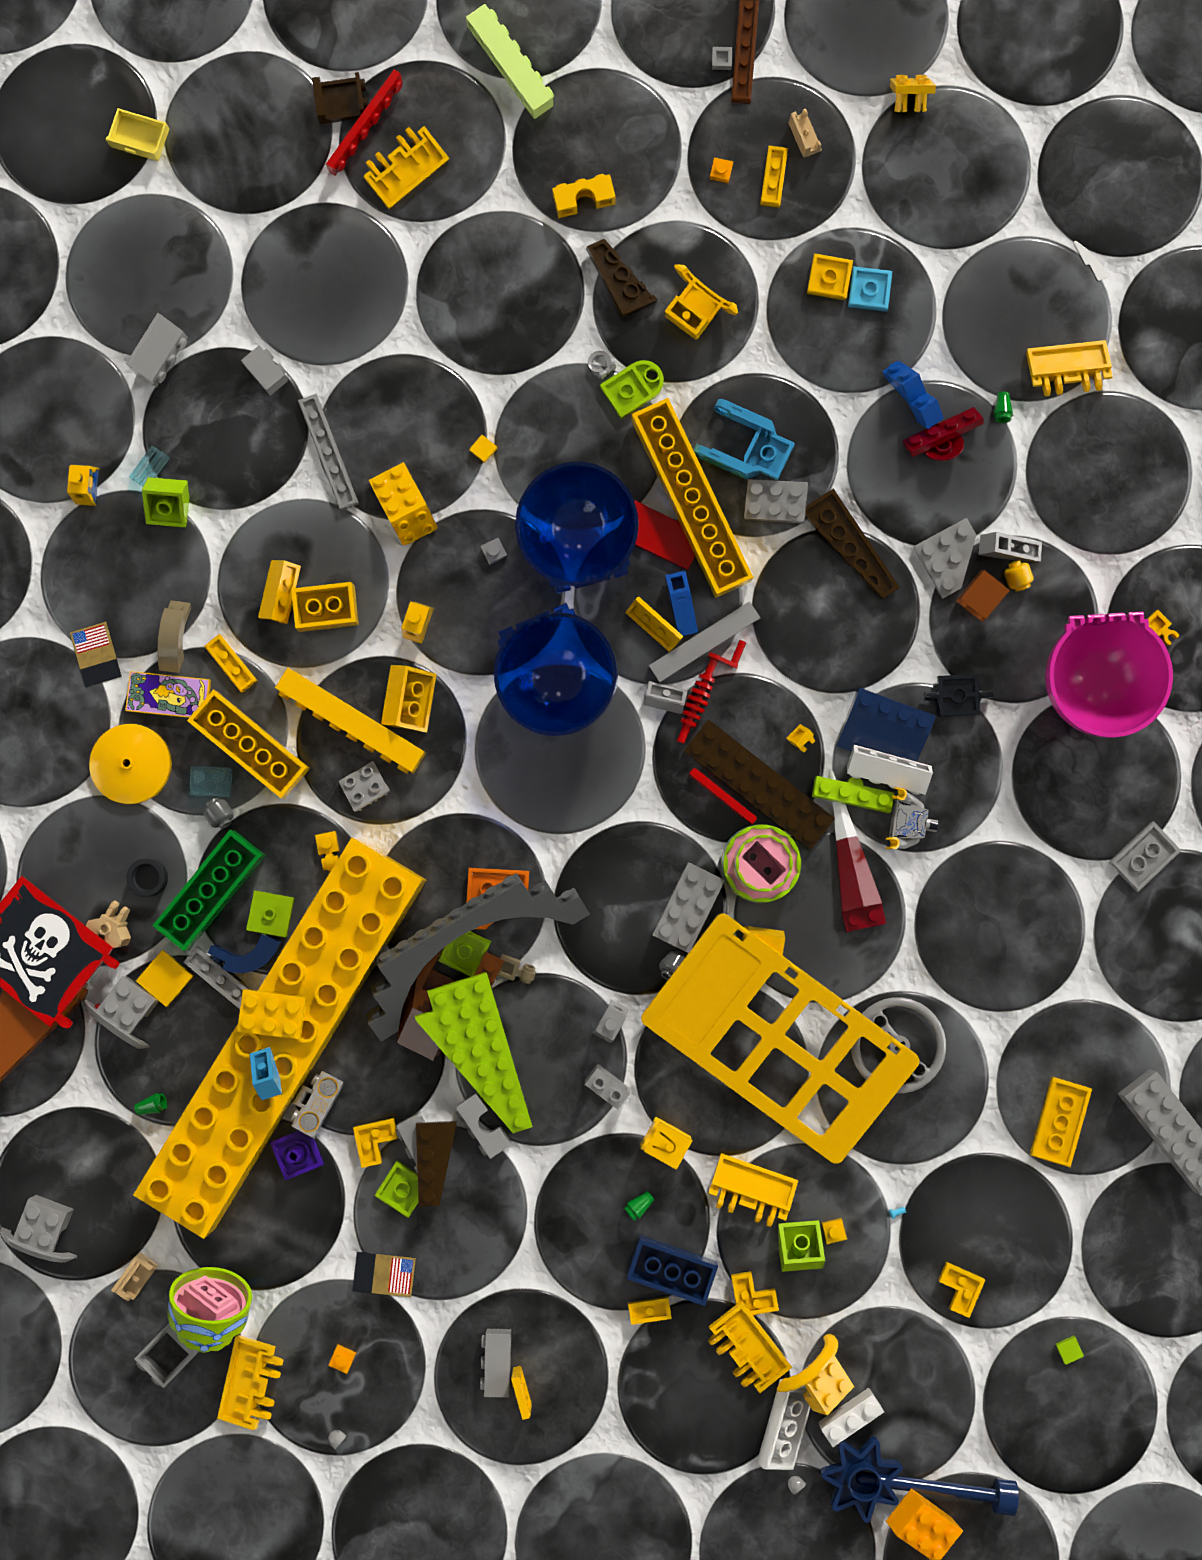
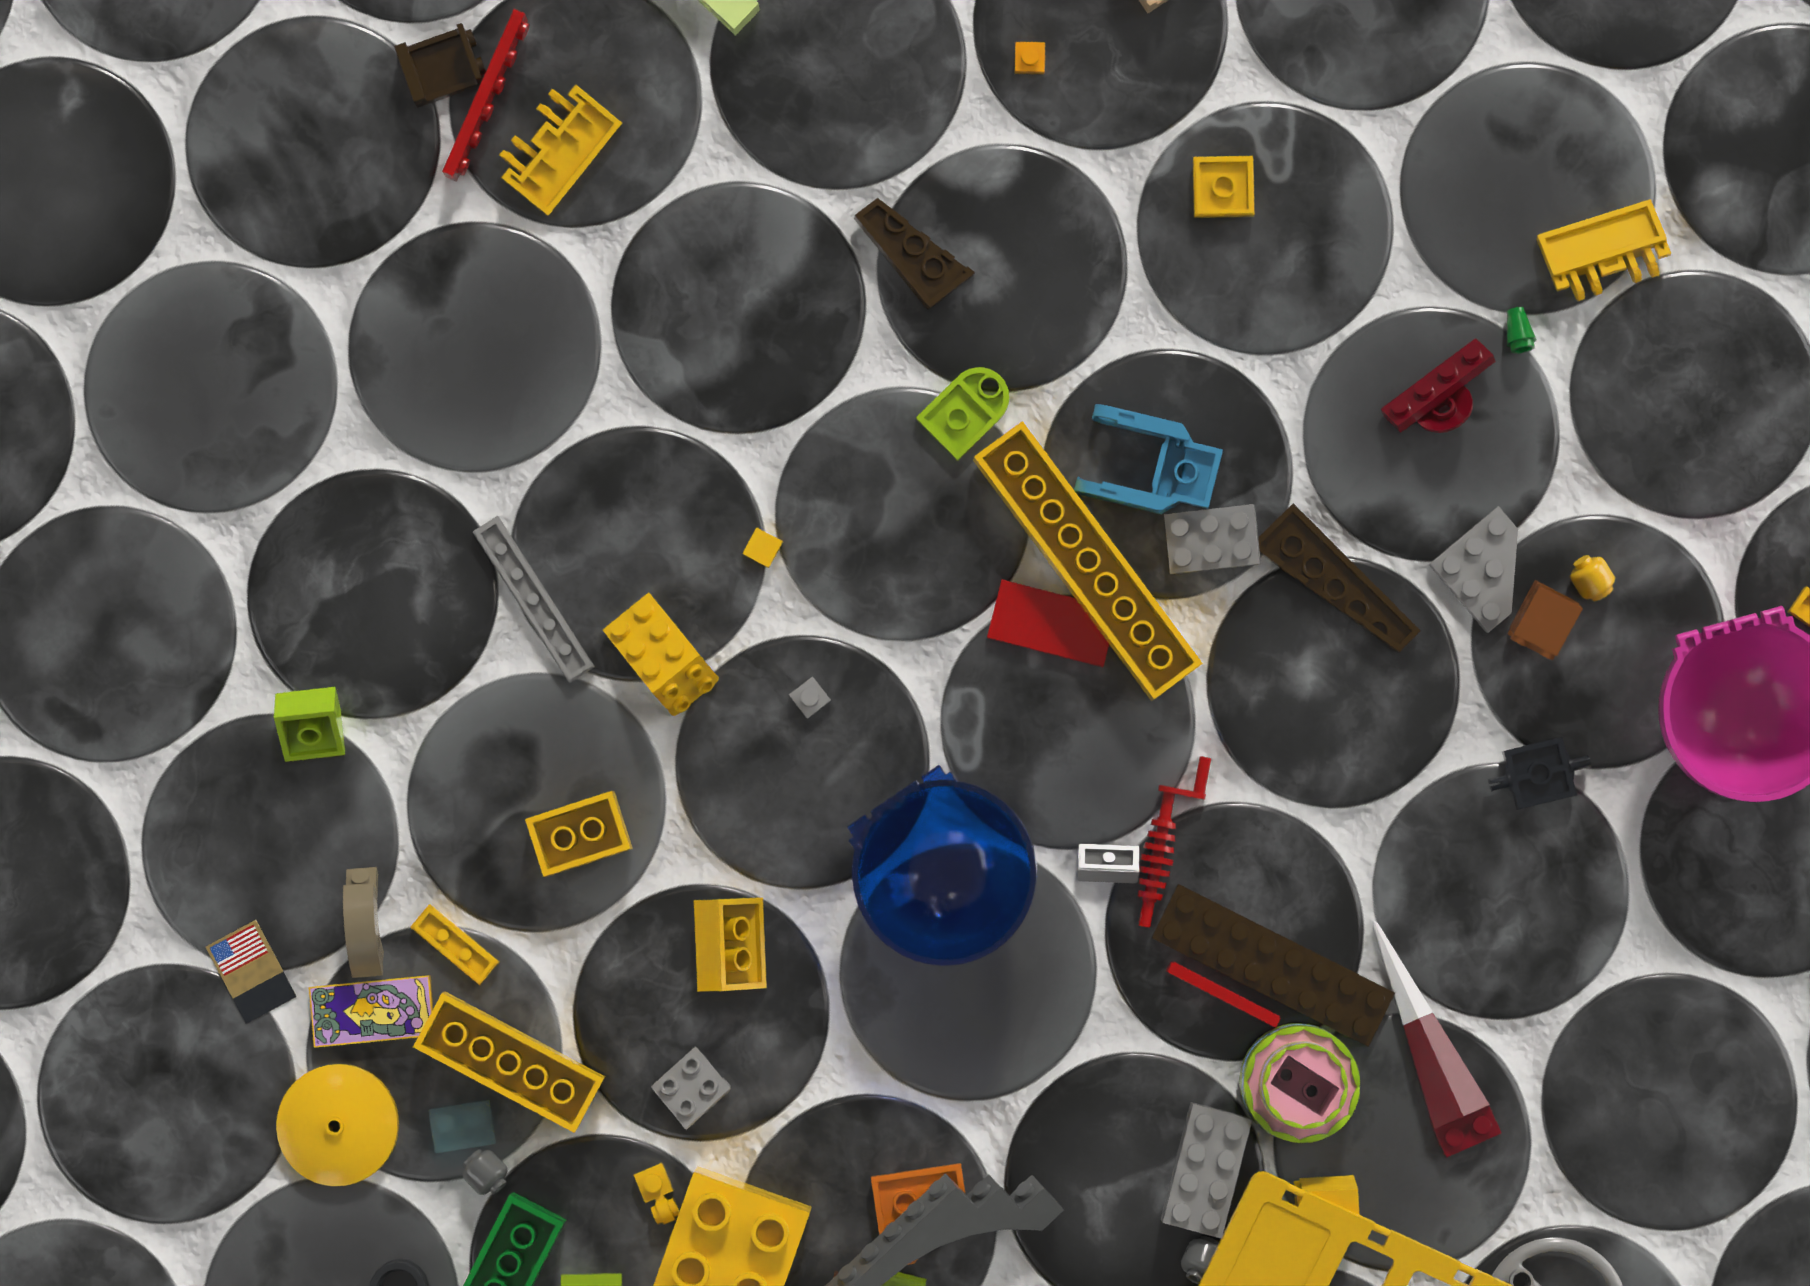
camera: 10 degrees left, 0 degrees up
(84, 482) = (181, 723): yellow torso -> none
(137, 134) = (150, 180): light yellow container -> none
(144, 460) = (262, 669): clear light blue tile -> none
(157, 350) = (251, 502): light grey slope -> none
(264, 370) = (414, 496): light grey brick -> none
(277, 593) = (504, 823): yellow panel -> none
(350, 720) = (650, 994): yellow brick -> none
(416, 622) = (718, 826): yellow torso -> none
(577, 525) = (931, 646): clear blue windscreen -> none
(598, 188) = (854, 124): yellow arch -> none
(602, 373) = (915, 399): light grey piece -> none
(654, 624) = (1069, 759): yellow plate -> none
(681, 603) = (1104, 721): blue slope -> none
(696, 305) = (1035, 271): yellow piece -> none
(704, 642) = (1149, 769): light grey tile -> none
(774, 176) = (1110, 51): yellow tile -> none
(800, 737) = (1319, 883): yellow tile -> none
(852, 794) = (1414, 951): lime hinge -> none
(870, 288) = (1286, 191): medium azure tile -> none
(885, 726) = (1442, 848): dark blue slope -> none
(889, 770) = (1460, 905): white brick -> none
(908, 821) = (1504, 976): light grey torso -> none
(911, 388) = (1380, 334): blue arch -> none
(1009, 547) = (1571, 538): light grey slope -> none
(1090, 259) = (1603, 80): white sticker -> none

